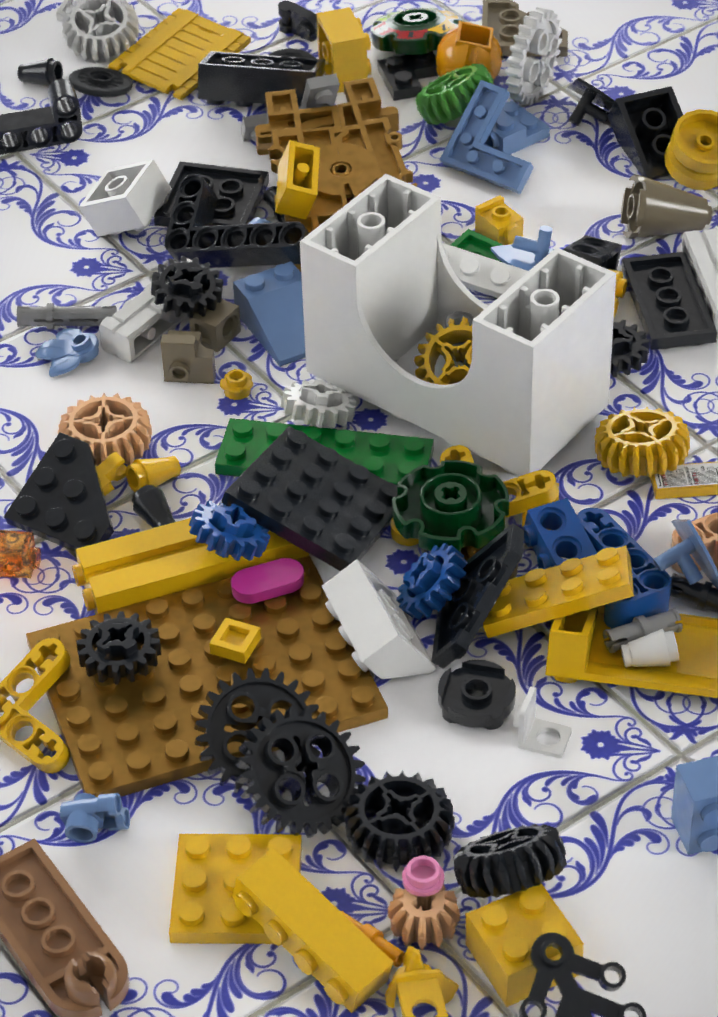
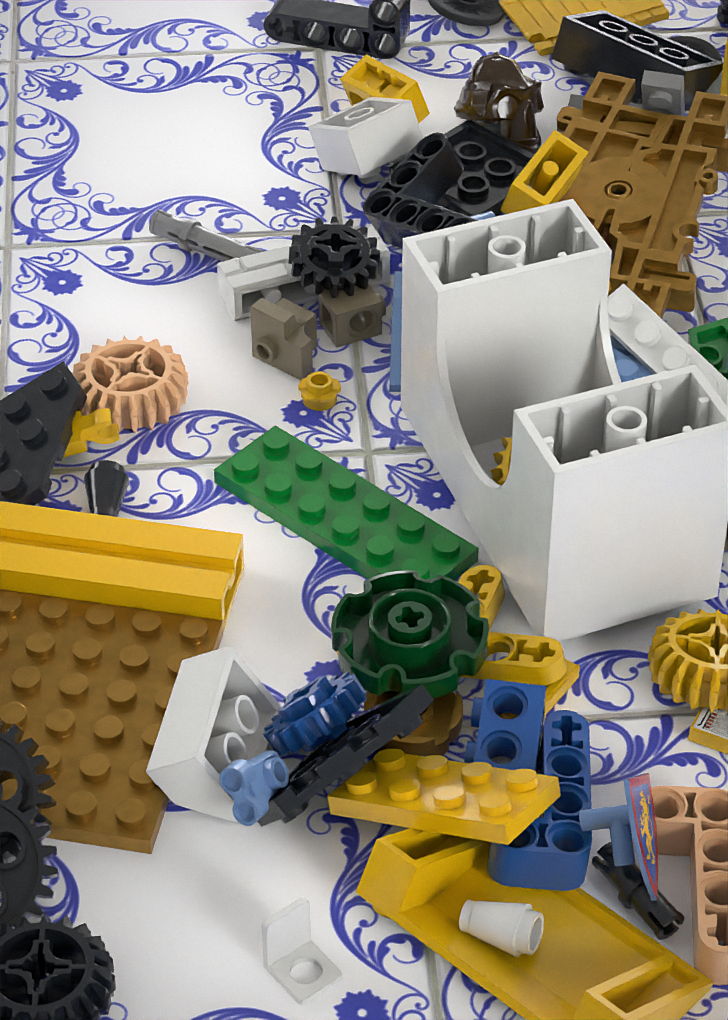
camera: 30 degrees right, 0 degrees up
(68, 350) = (172, 279): medium blue plate -> none
(96, 157) = (376, 79): none -> yellow brick
(152, 471) = (141, 450): yellow cone -> none
(194, 134) = (504, 96): none -> dark brown head
(228, 531) = (127, 548): blue gear -> none
(235, 640) = (40, 679): yellow plate -> none
(267, 580) = (140, 627): dark pink tile -> none
(315, 499) = (261, 555): black plate -> none
(318, 404) = (378, 450): white gear -> none
(434, 636) = (254, 784): none -> medium blue plate
(484, 711) = (247, 852): black plate -> none
(640, 627) = (544, 897): light grey pin -> none

